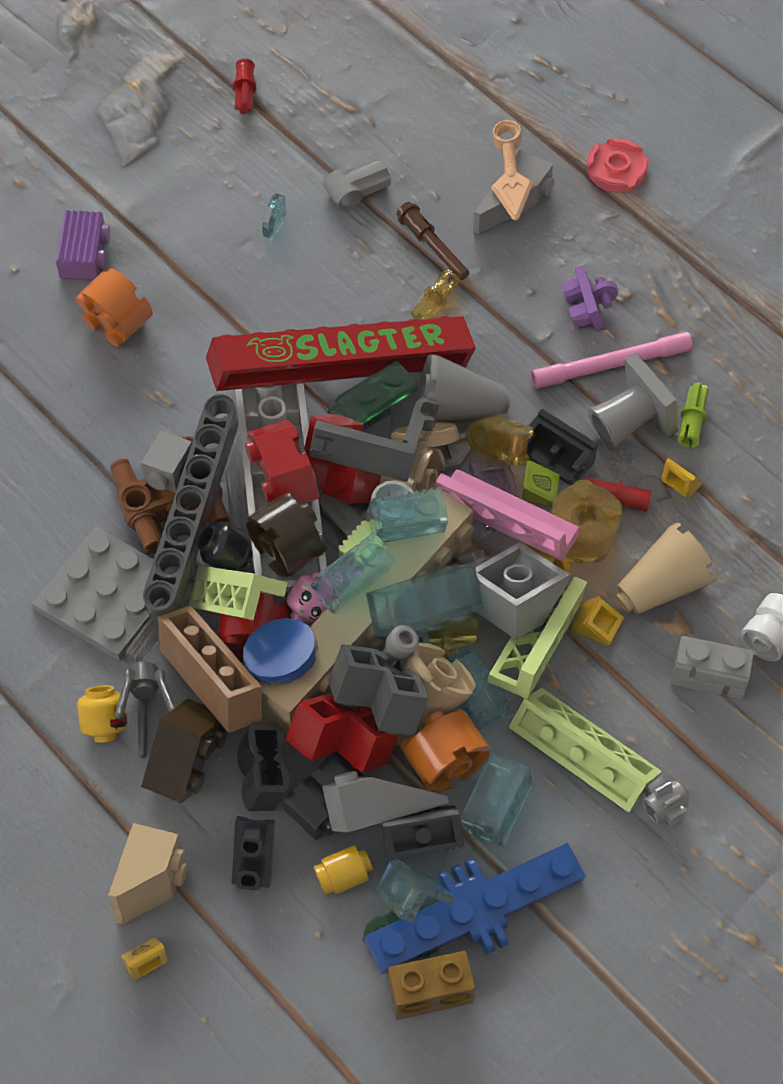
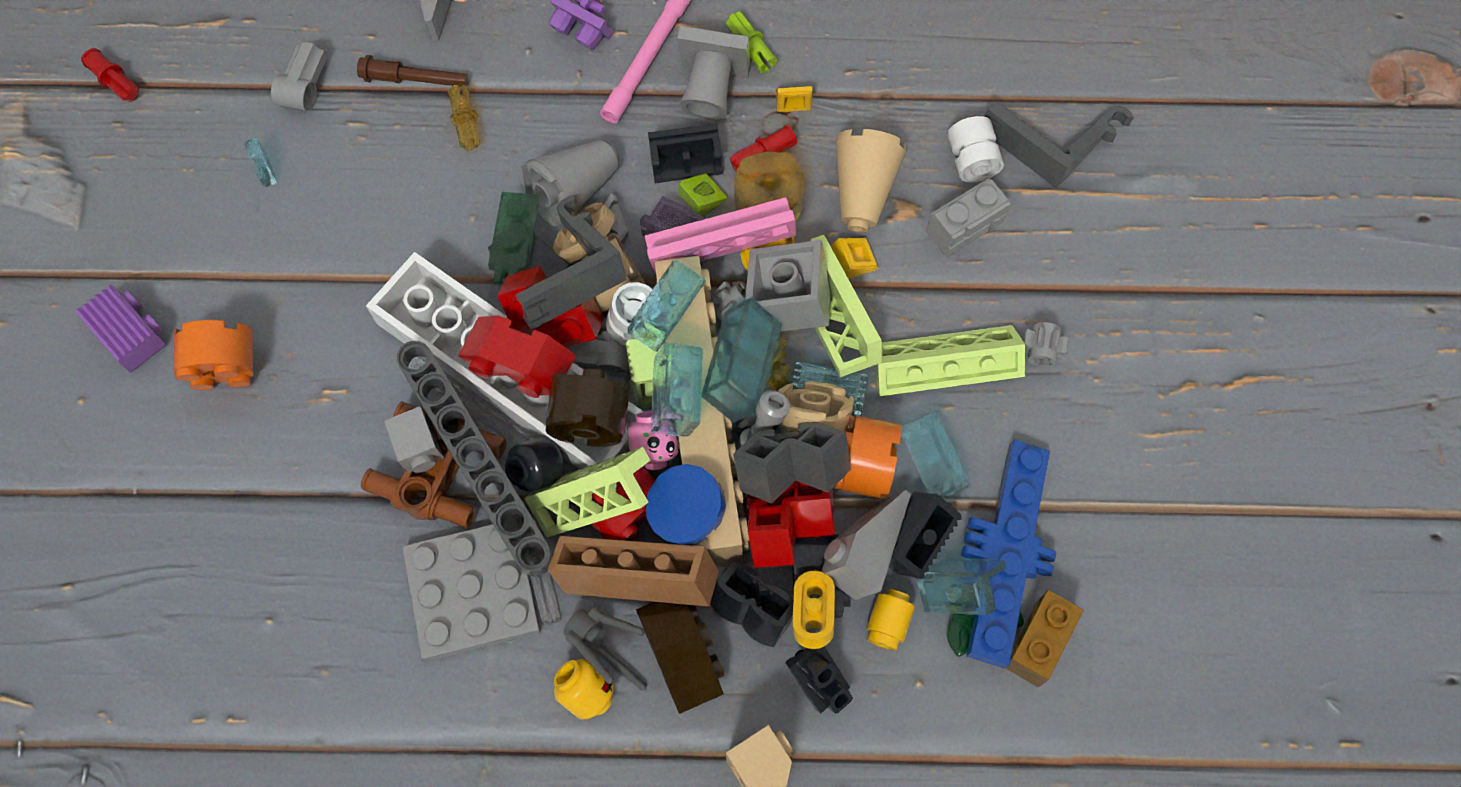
camera: 45 degrees left, 10 degrees up
(284, 801) = (814, 612): none -> yellow plate
(334, 352) = (446, 231): red brick -> none
(500, 439) = (645, 180): clear yellow piece -> none

